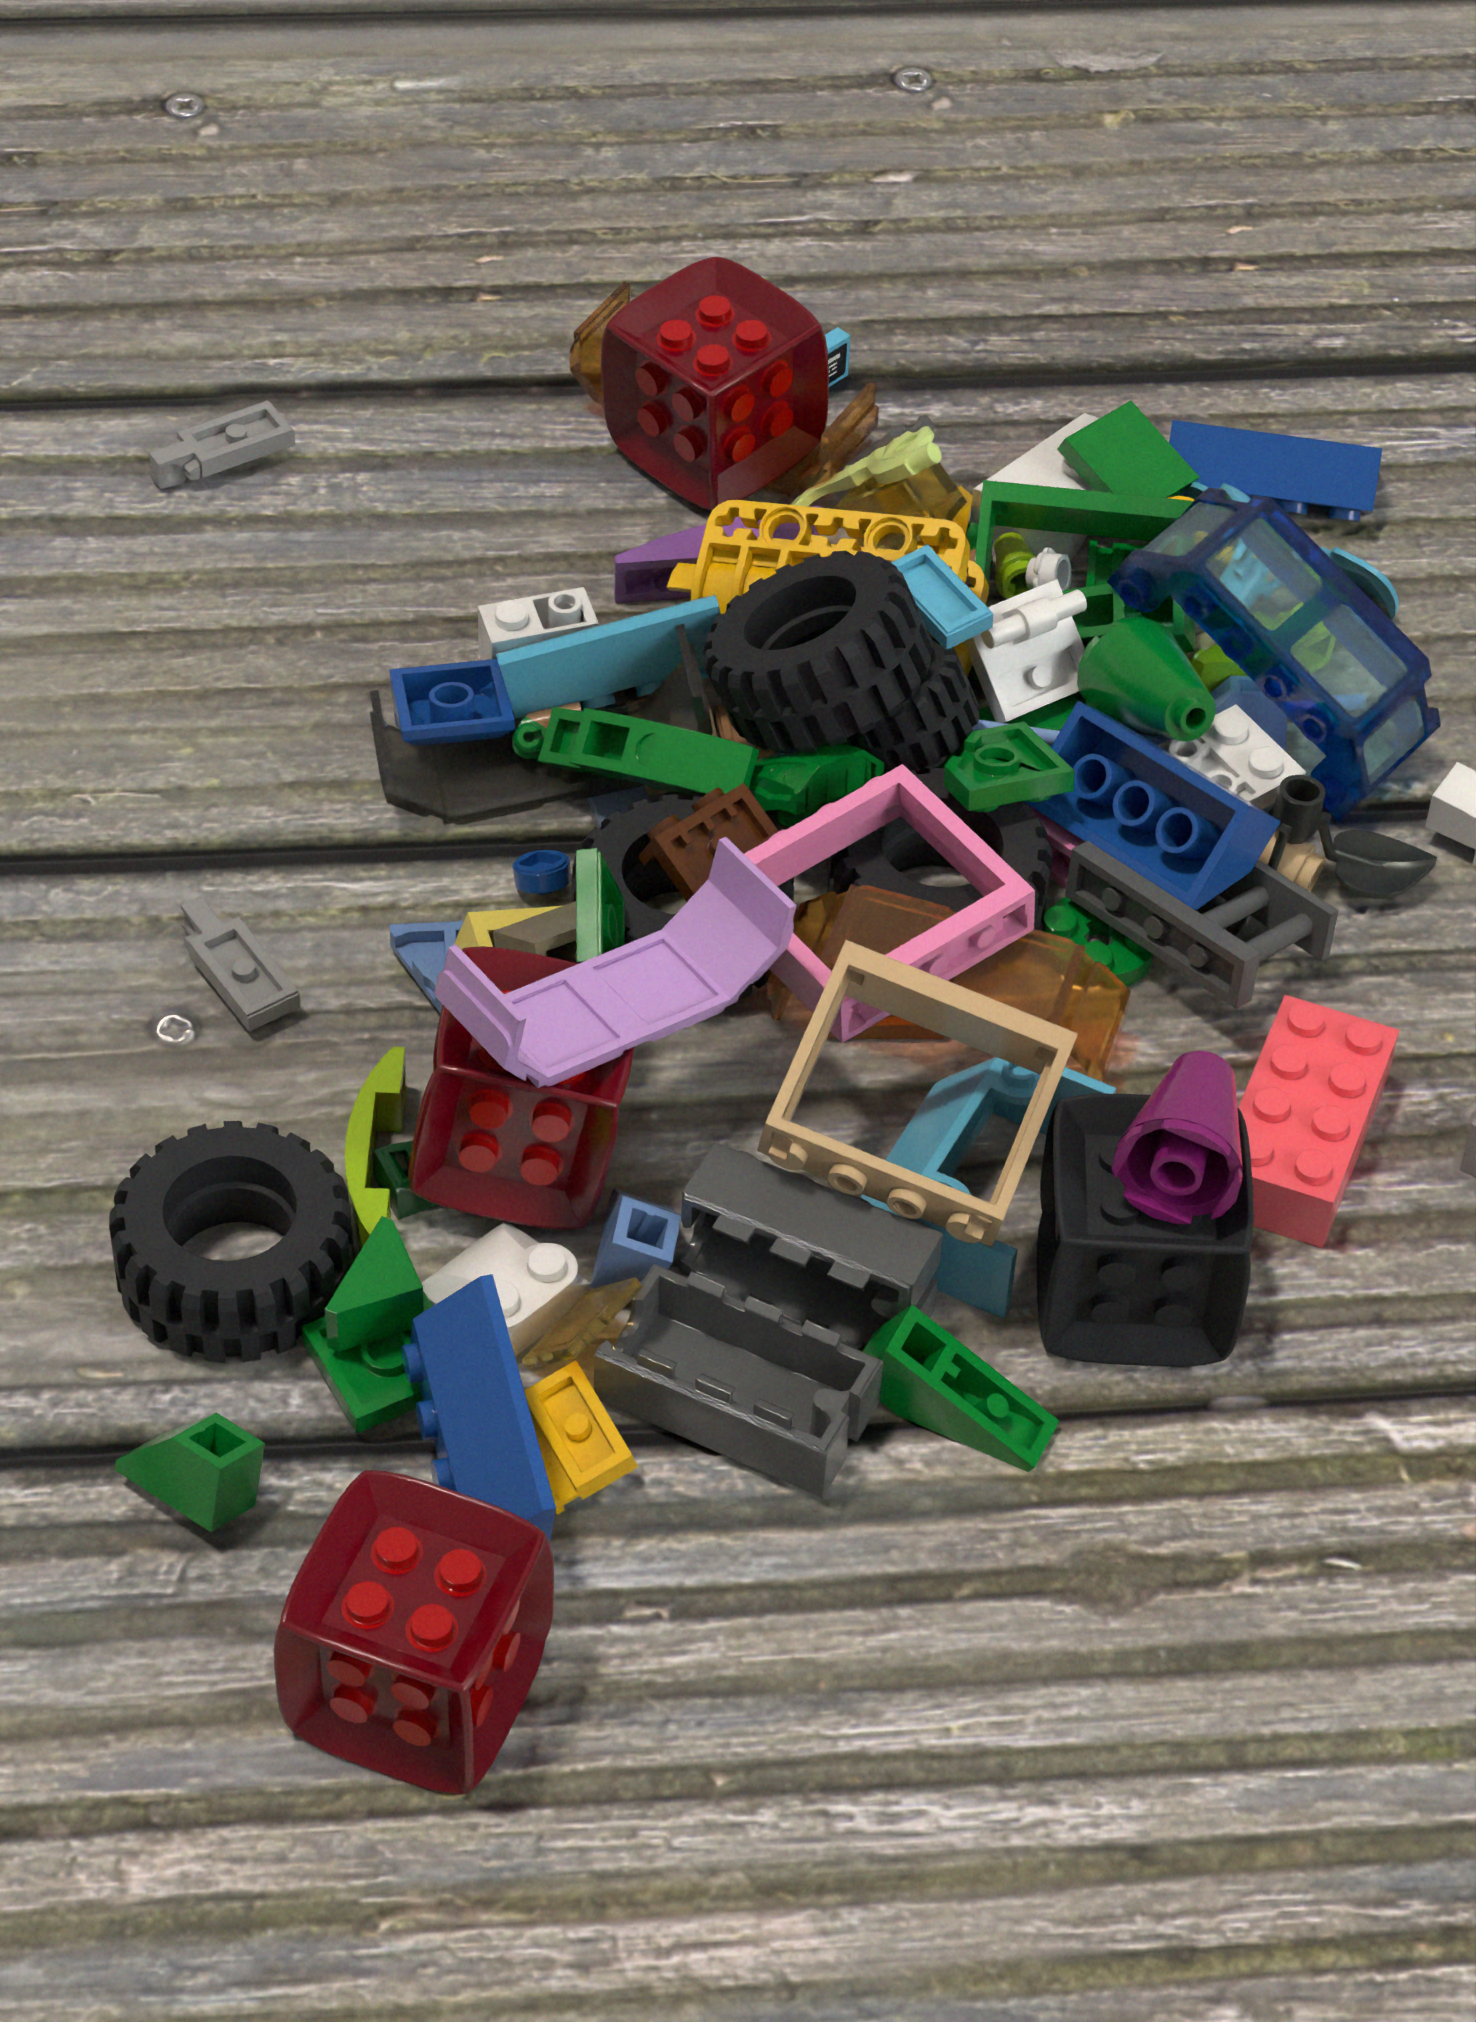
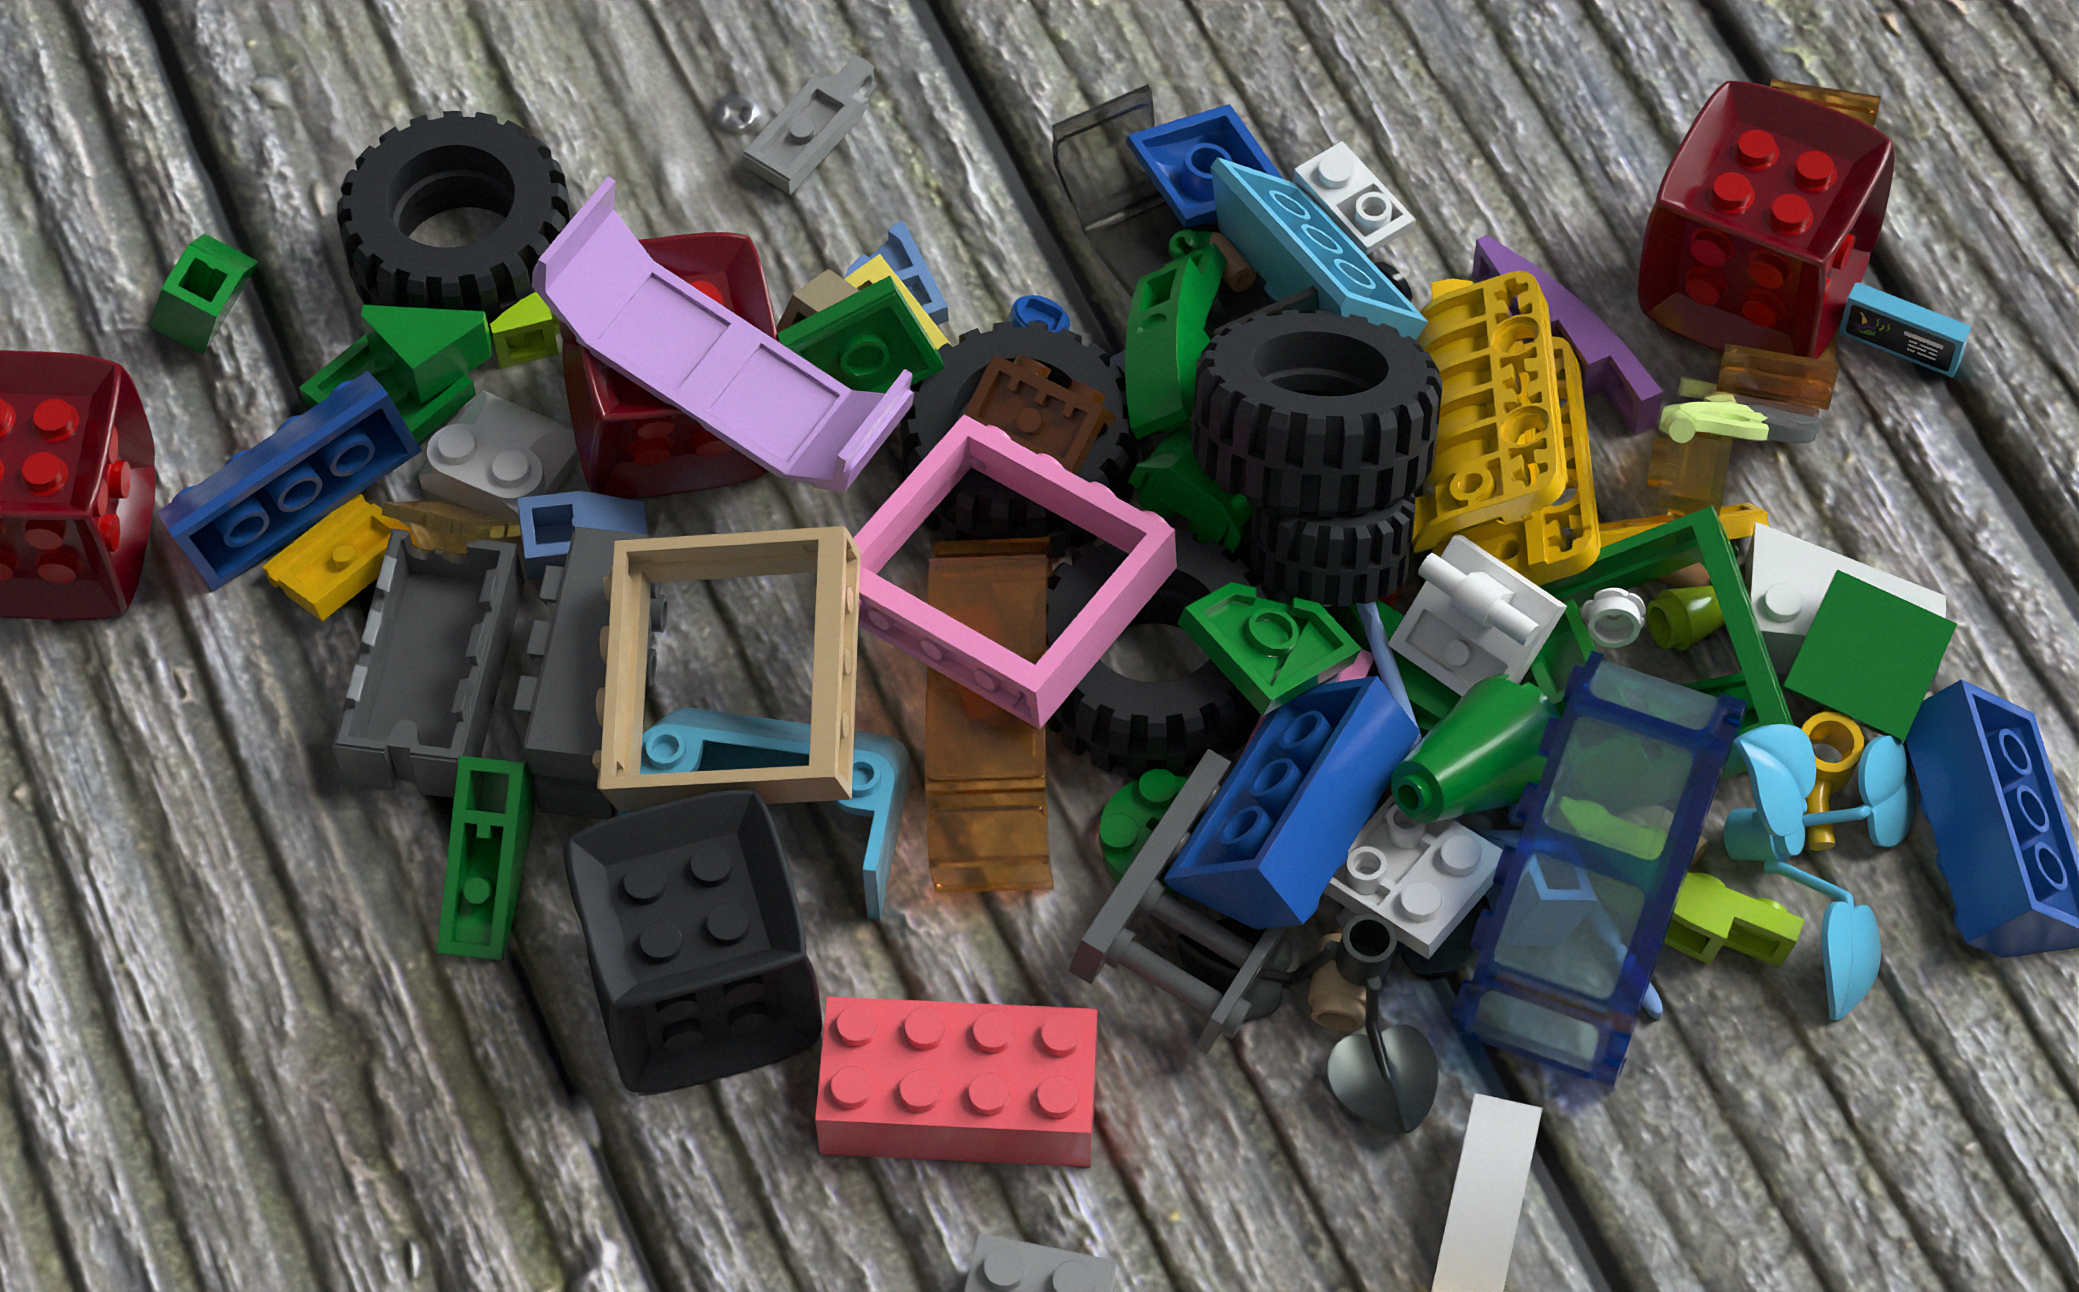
camera: 75 degrees right, 10 degrees up
(943, 599) = (1443, 492): medium azure tile -> none
(1184, 1143) = (710, 895): magenta cone -> none

